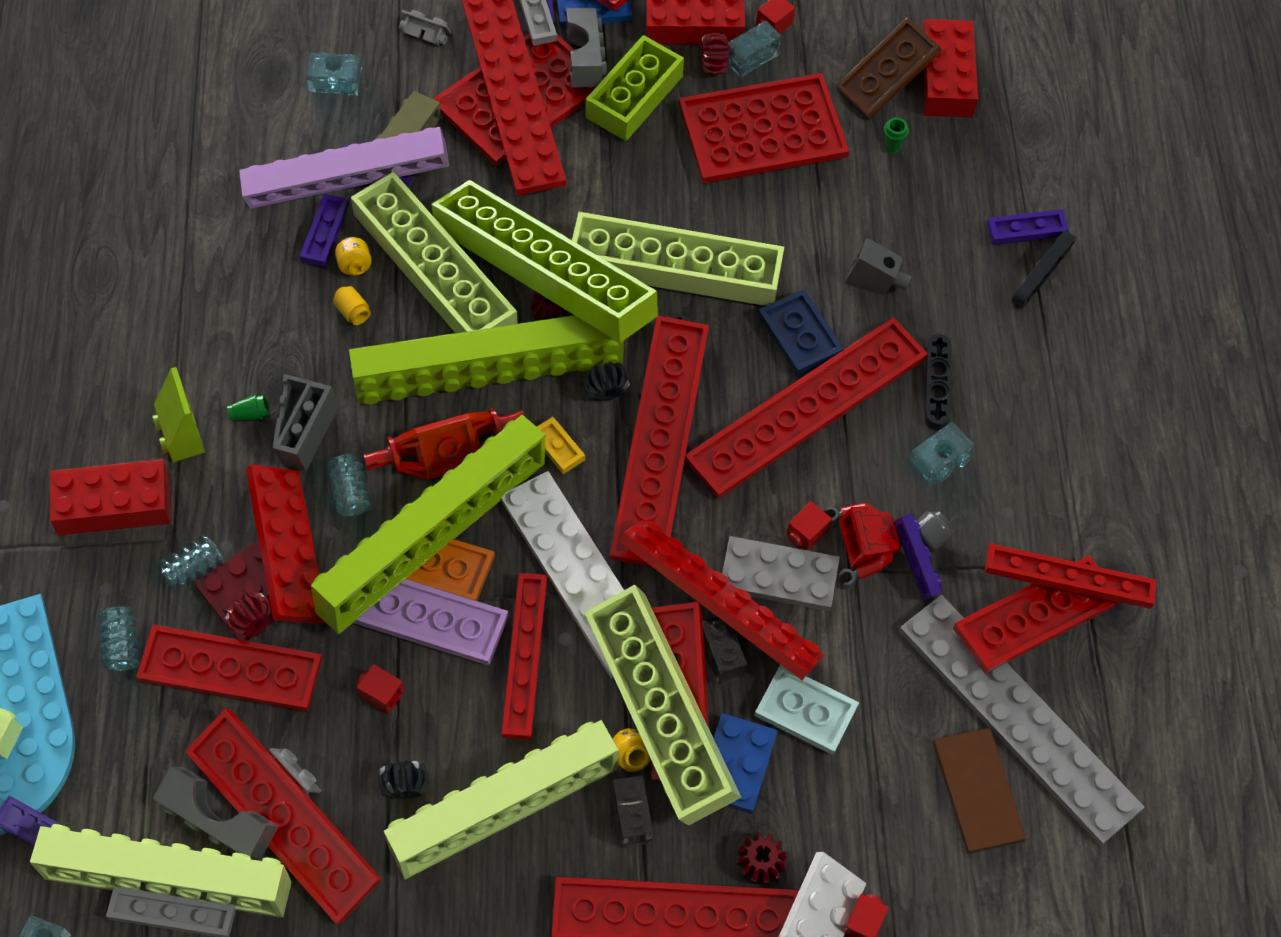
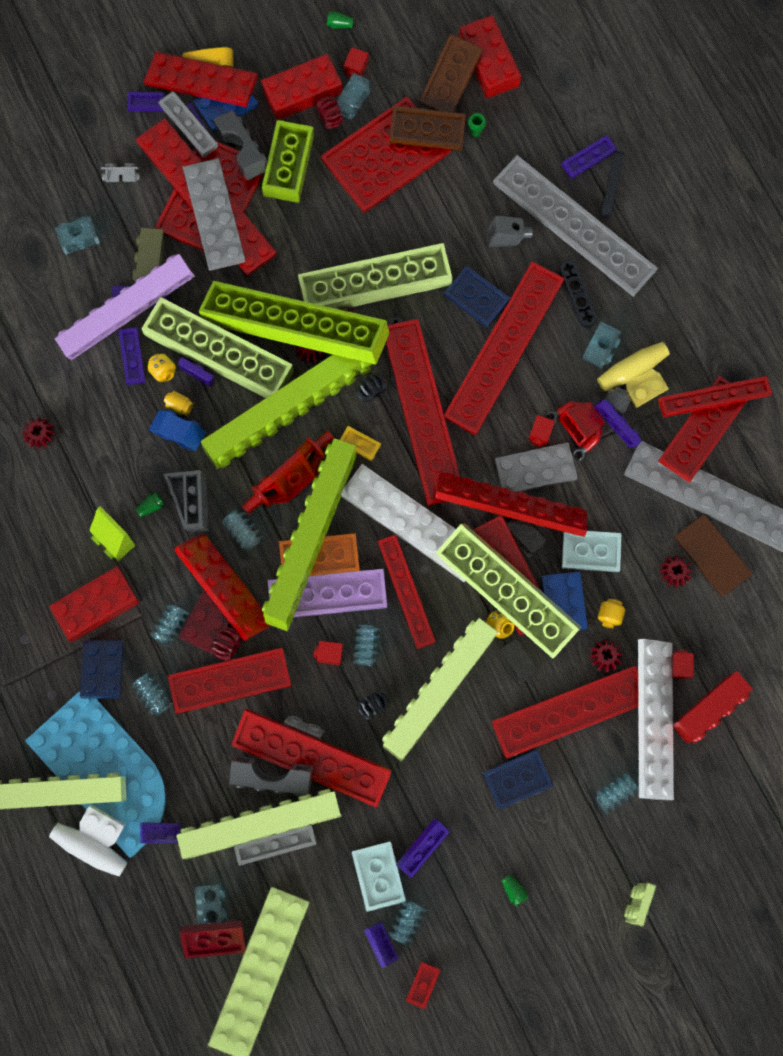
camera: 25 degrees left, 15 degrees up
(73, 581) = (101, 669): none -> dark blue plate
(160, 270) = (31, 433): none -> dark red gear
(336, 337) = (180, 431): none -> blue brick
(394, 278) = (196, 371): none -> dark purple plate
(433, 699) = (366, 645): none -> clear light blue piece
(509, 107) = (214, 214): none -> light grey plate
(796, 804) = (611, 613): none -> yellow head
(829, 114) = (427, 128): none -> reddish brown plate
(914, 797) = (668, 569): none -> dark red gear
(973, 301) = (575, 225): none -> light grey plate
(975, 510) = (637, 374): none -> light yellow plate

